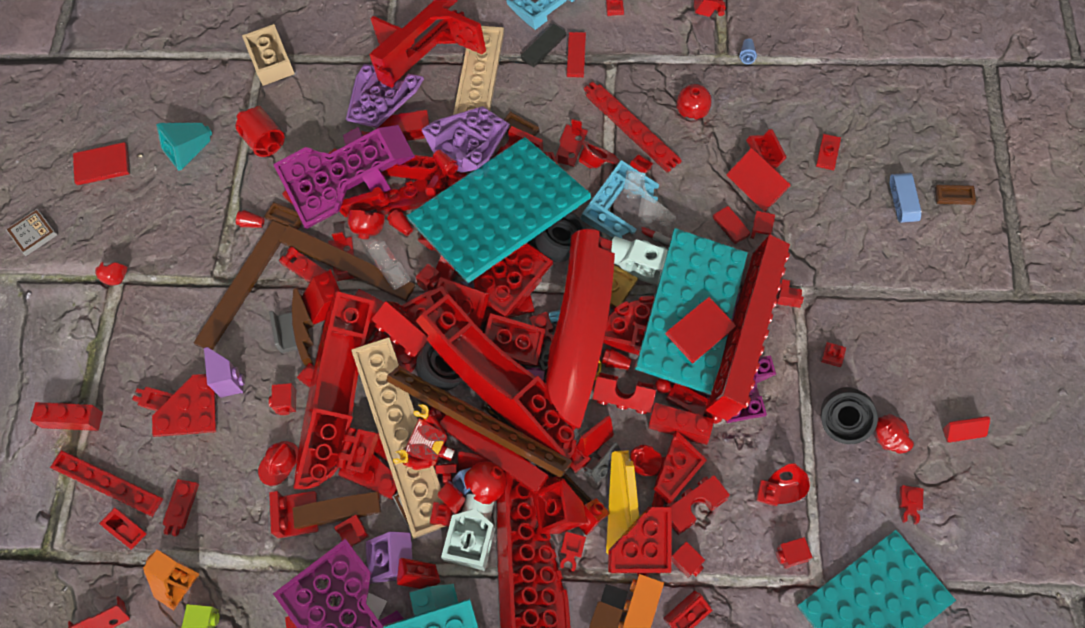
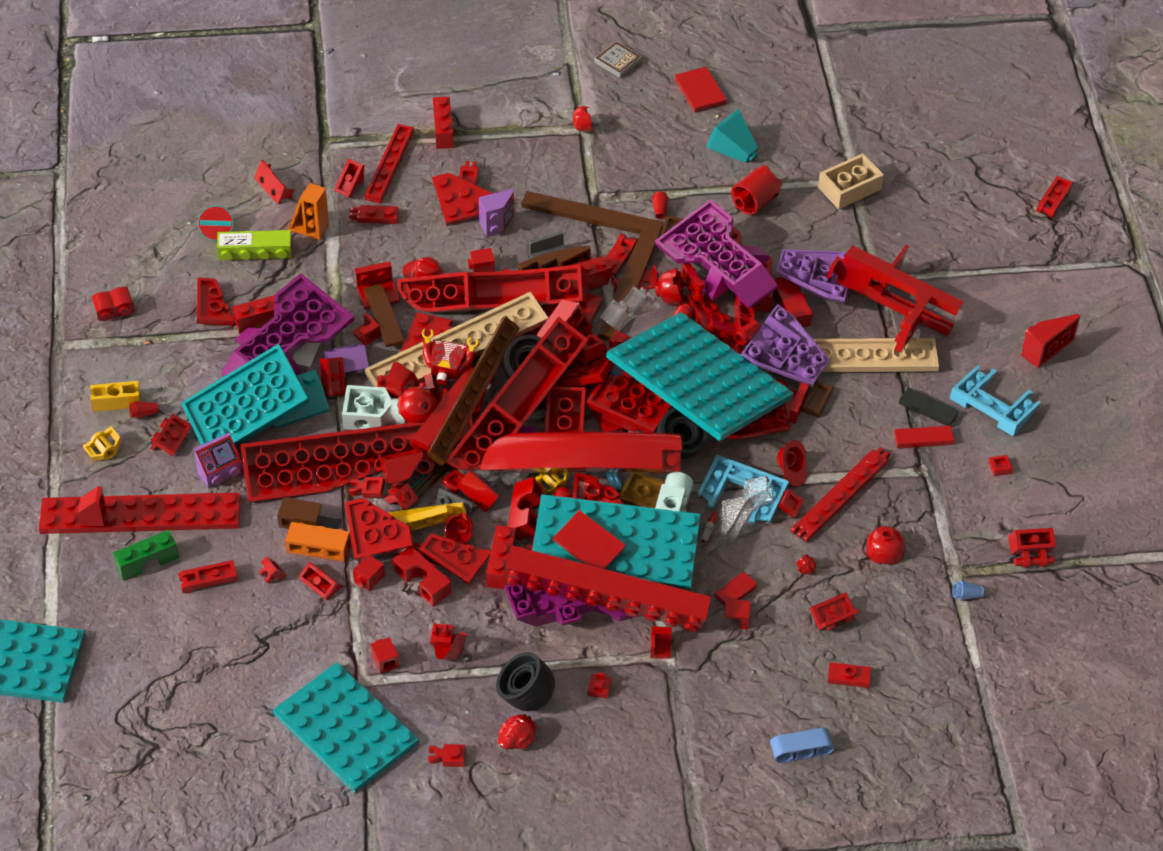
camera: 75 degrees right, 15 degrees down
(362, 450) = (436, 315): red plate -> none
(570, 144) = (810, 443): red piece -> none
(710, 164) = (806, 564): none -> red plate
(758, 180) = (792, 605): red tile -> none
(955, 194) = (819, 798): reddish brown tile -> none
(966, 429) = (532, 801): slope -> none

